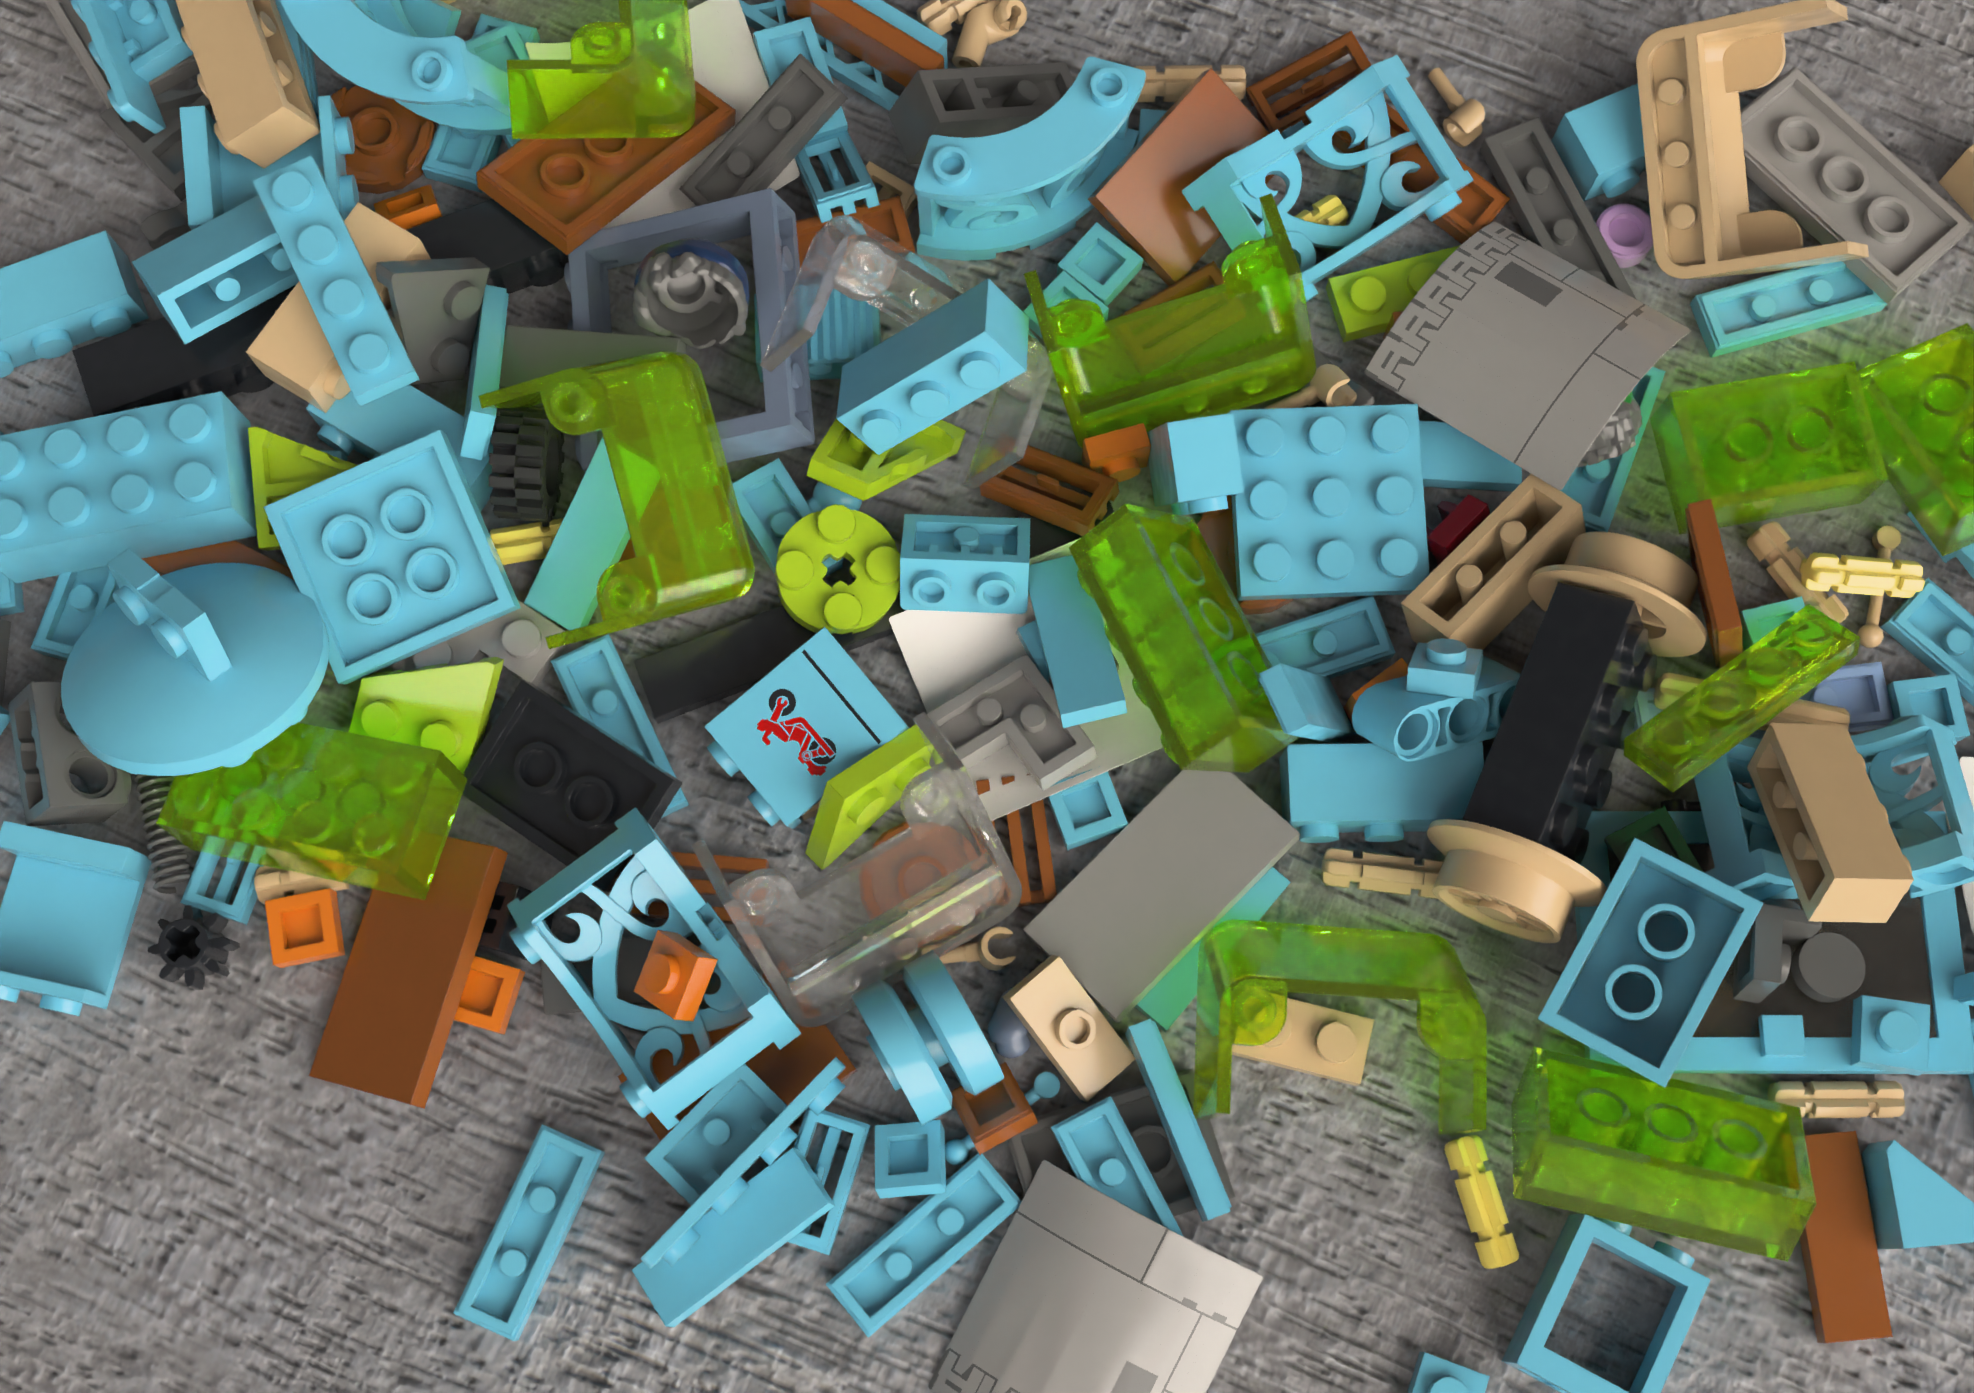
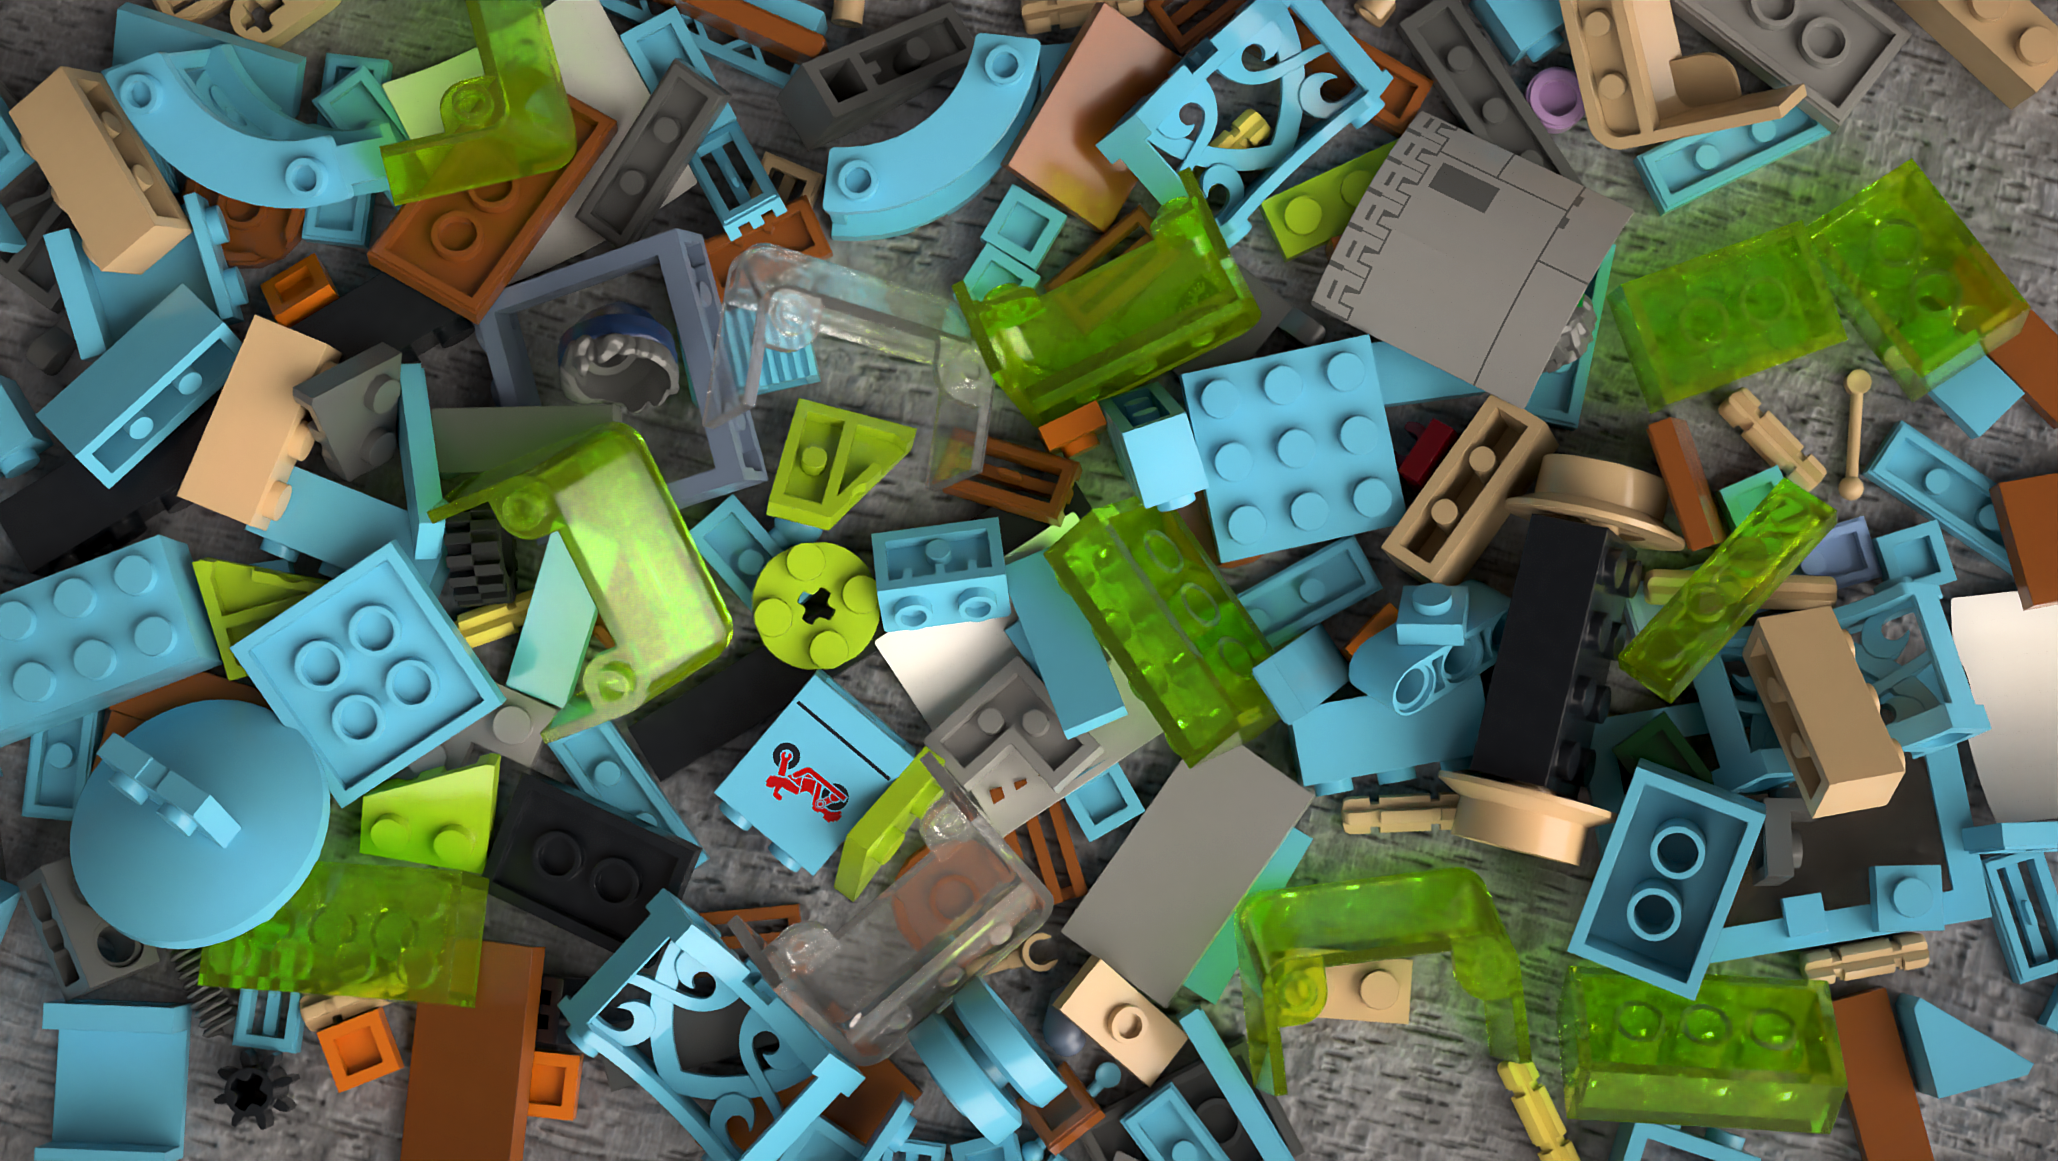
camera: 10 degrees left, 10 degrees up
(335, 280) = (251, 406): medium azure plate -> none
(675, 975) = (734, 1045): orange plate -> none
(933, 367) = (876, 394): medium azure brick -> none
(1326, 386) = (1275, 325): tan hand -> none
(1828, 967) = (1841, 842): dark grey tile -> none
(1861, 575) = (1834, 433): light yellow axle -> none

